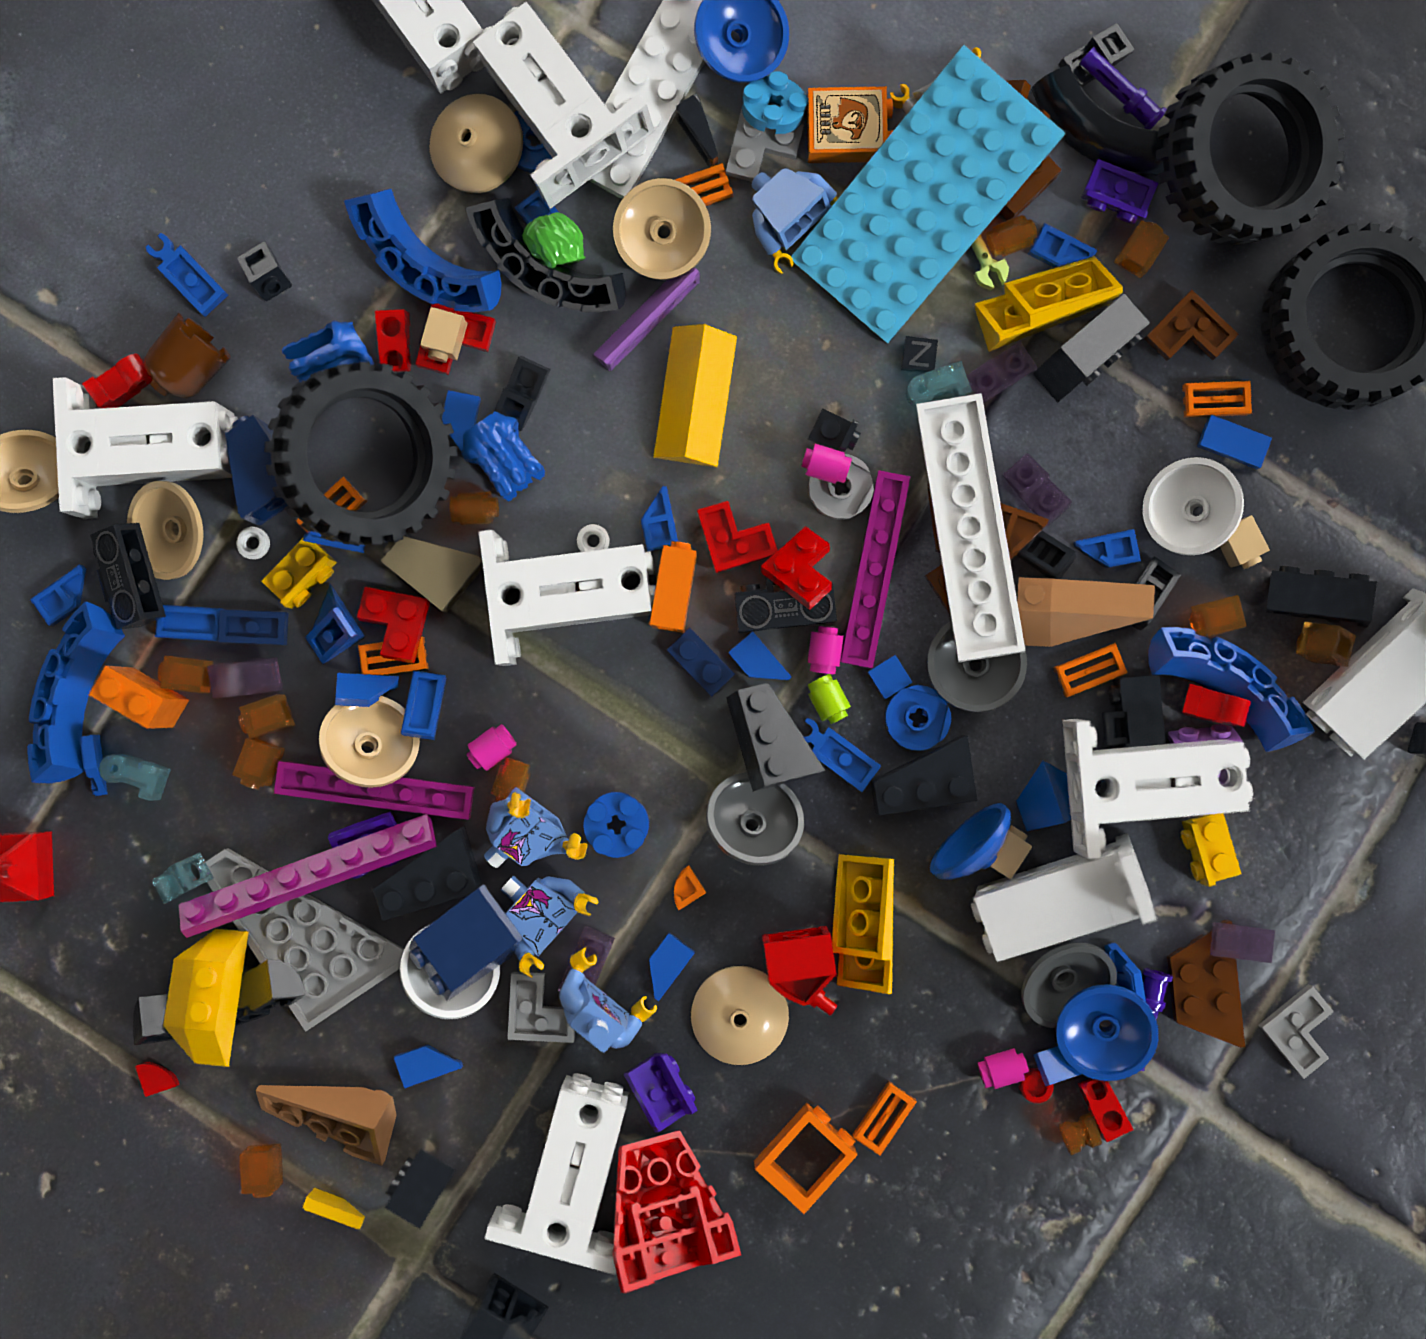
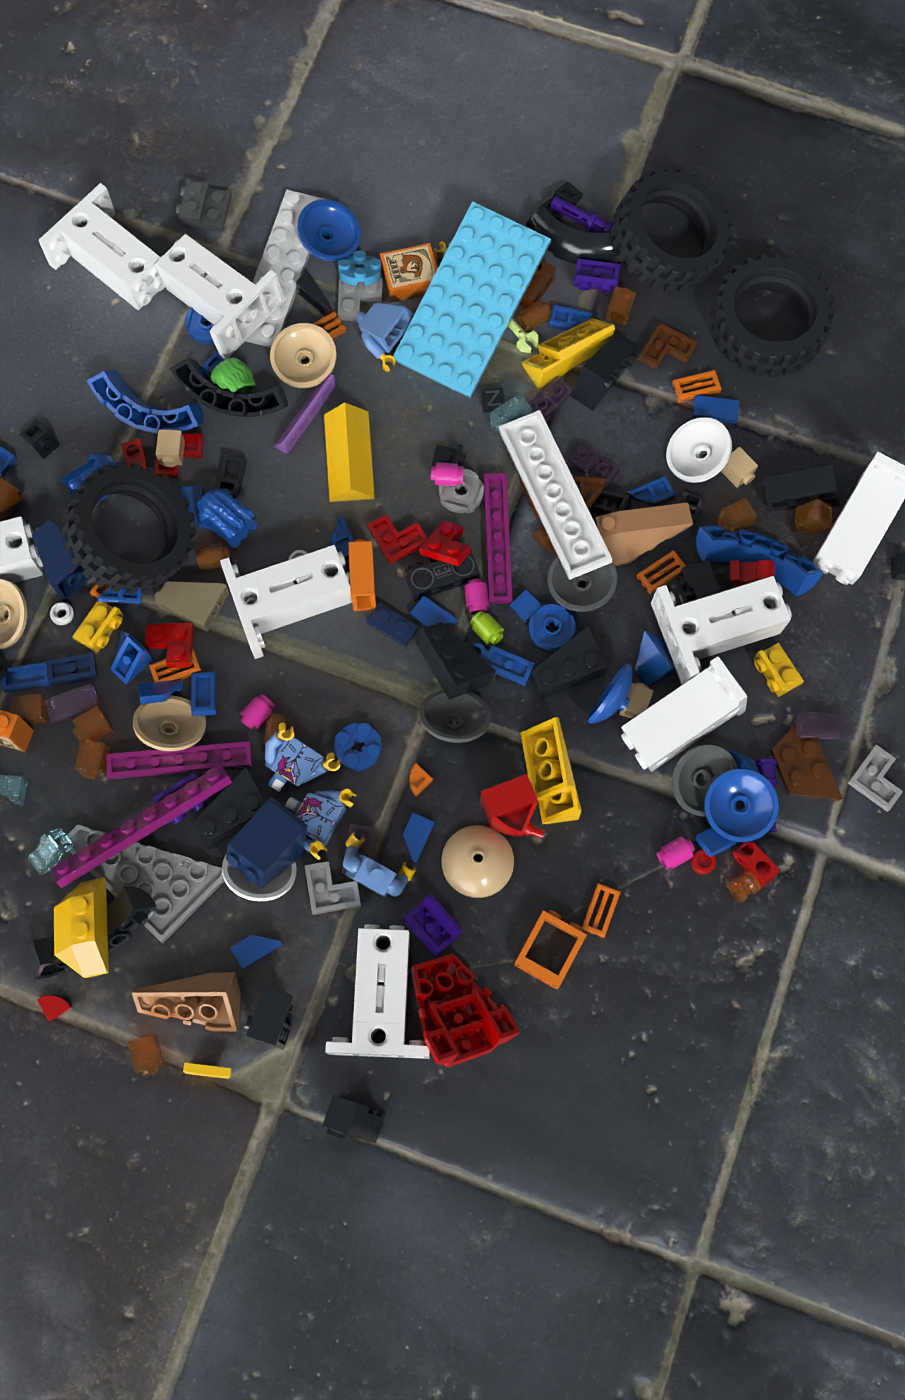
camera: 15 degrees left, 15 degrees down
(490, 152) = (174, 339): tan dish -> none

